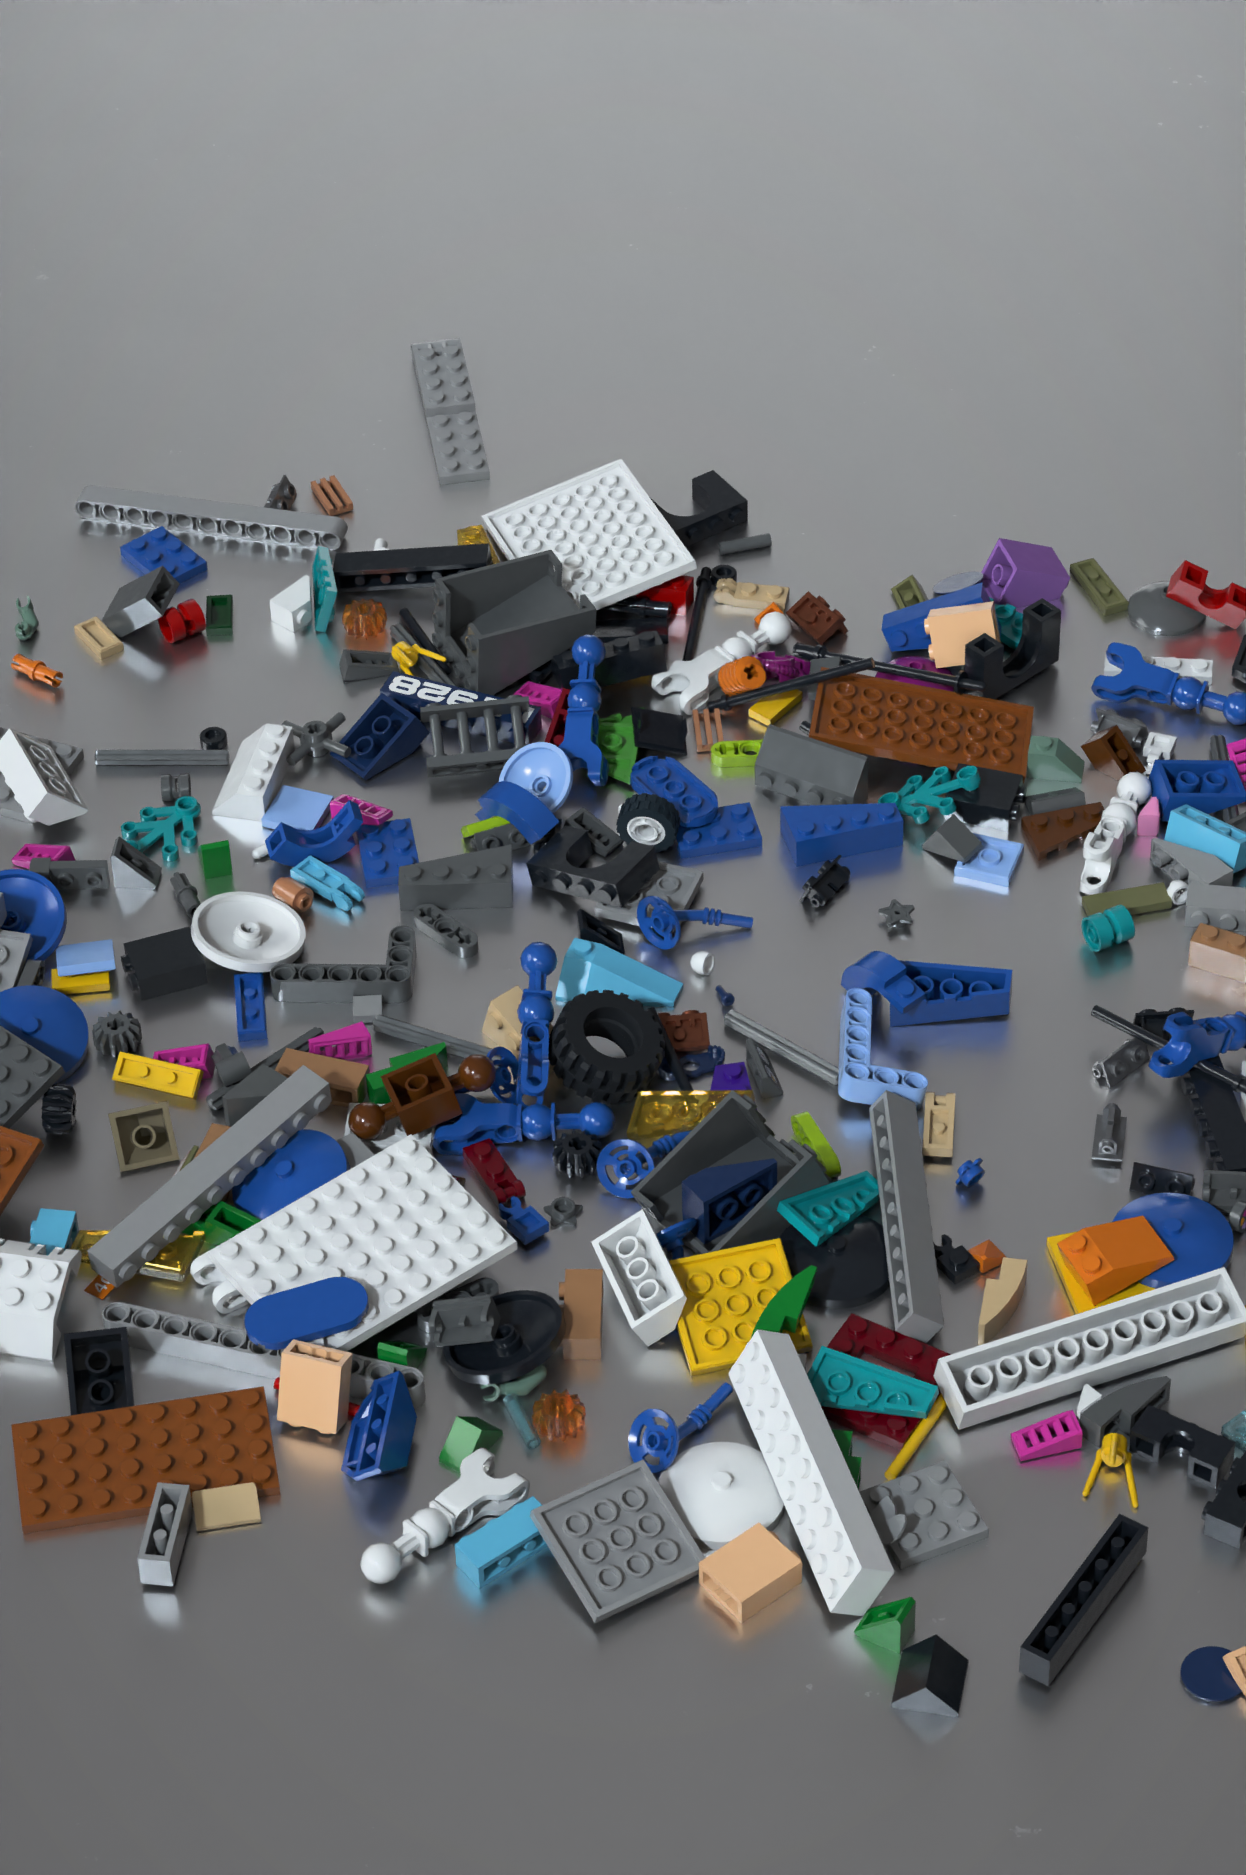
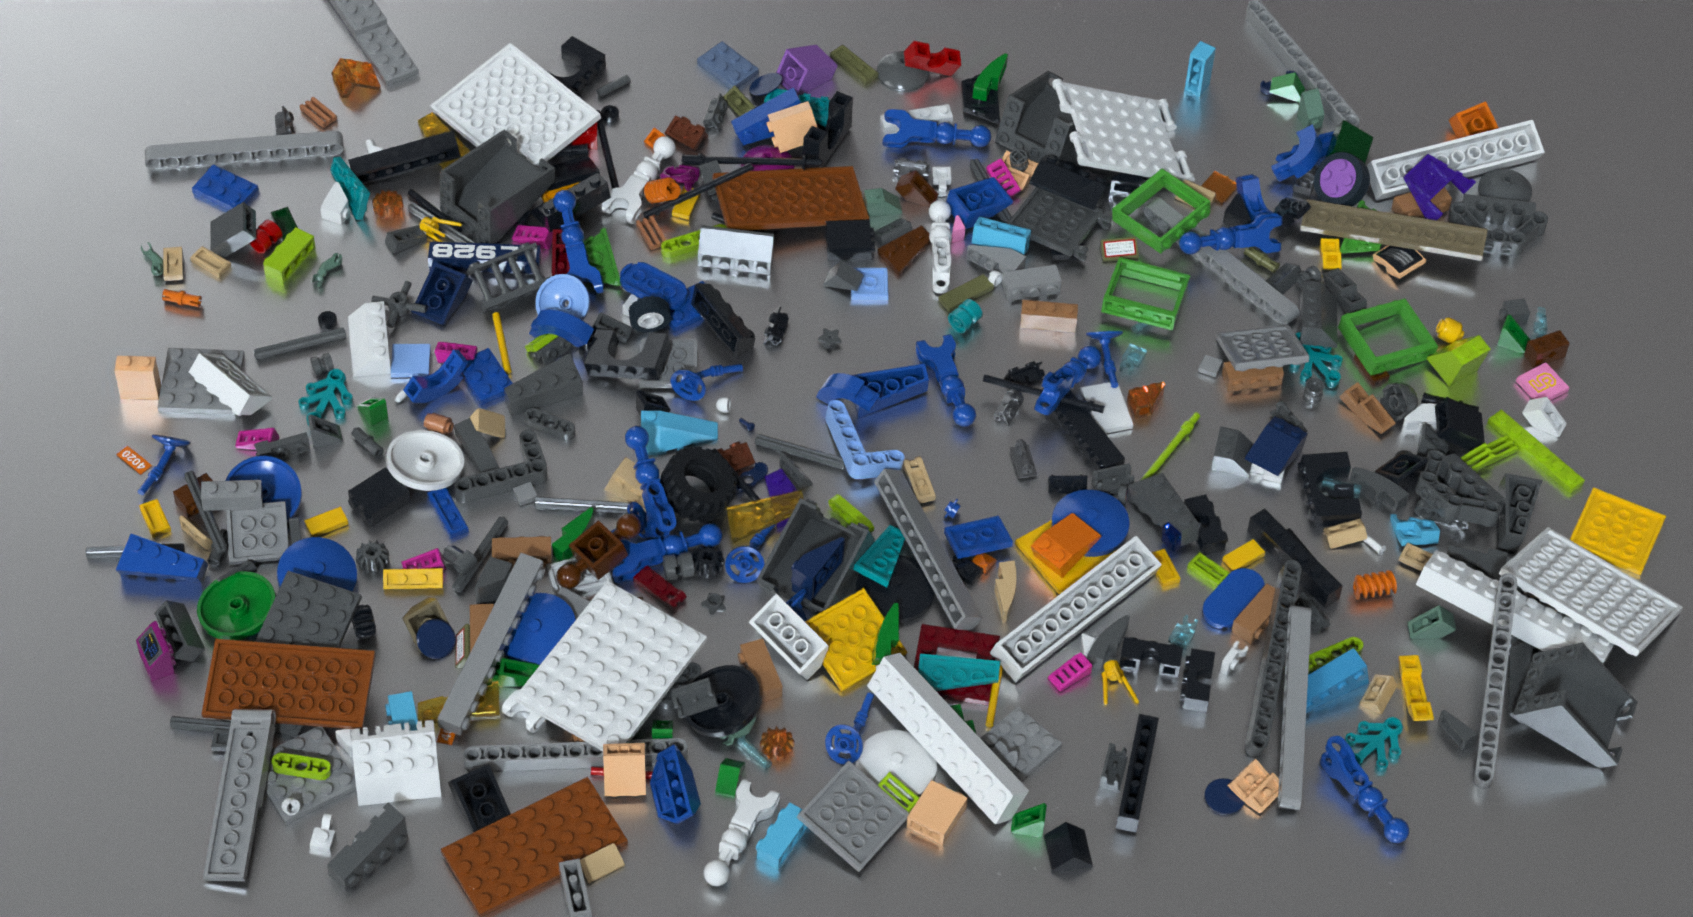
camera: 25 degrees left, 10 degrees up
(47, 628) = (173, 263): none -> tan plate
(85, 958) = (324, 506): light blue tile -> none
(147, 1157) = (436, 639): none -> dark blue piece
(202, 650) = (289, 255): none -> lime brick
(249, 674) = (326, 266): none -> sand green arm
(306, 1312) = (600, 722): blue tile -> none
(327, 882) = (452, 407): medium azure hinge -> none
(327, 929) = (475, 446): none -> dark grey slope
(350, 1042) = (524, 523): dark pink slope -> none
(358, 905) = (489, 422): none -> tan slope
(402, 458) = (354, 73): none -> clear orange bracket
(432, 818) = (501, 342): none -> yellow bar
(523, 1223) = (694, 618): blue plate -> none
(541, 1148) = (685, 563): none -> dark grey wheel
(659, 731) = (622, 242): black piece -> none
(688, 1506) = (897, 793): none -> lime tile
(749, 851) = (722, 319): none -> black slope
(750, 595) = (634, 124): tan hinge -> none
(846, 830) = (768, 288): blue wedge -> none
(871, 604) = (715, 112): none -> dark grey hinge
(917, 551) = (727, 65): none -> sand blue plate
(928, 792) = (796, 257): teal plant -> none
(990, 1219) = (978, 537): none -> blue plate
(1045, 980) = (942, 364): none -> blue piece
(1047, 1582) = (1113, 769): none -> dark grey hinge

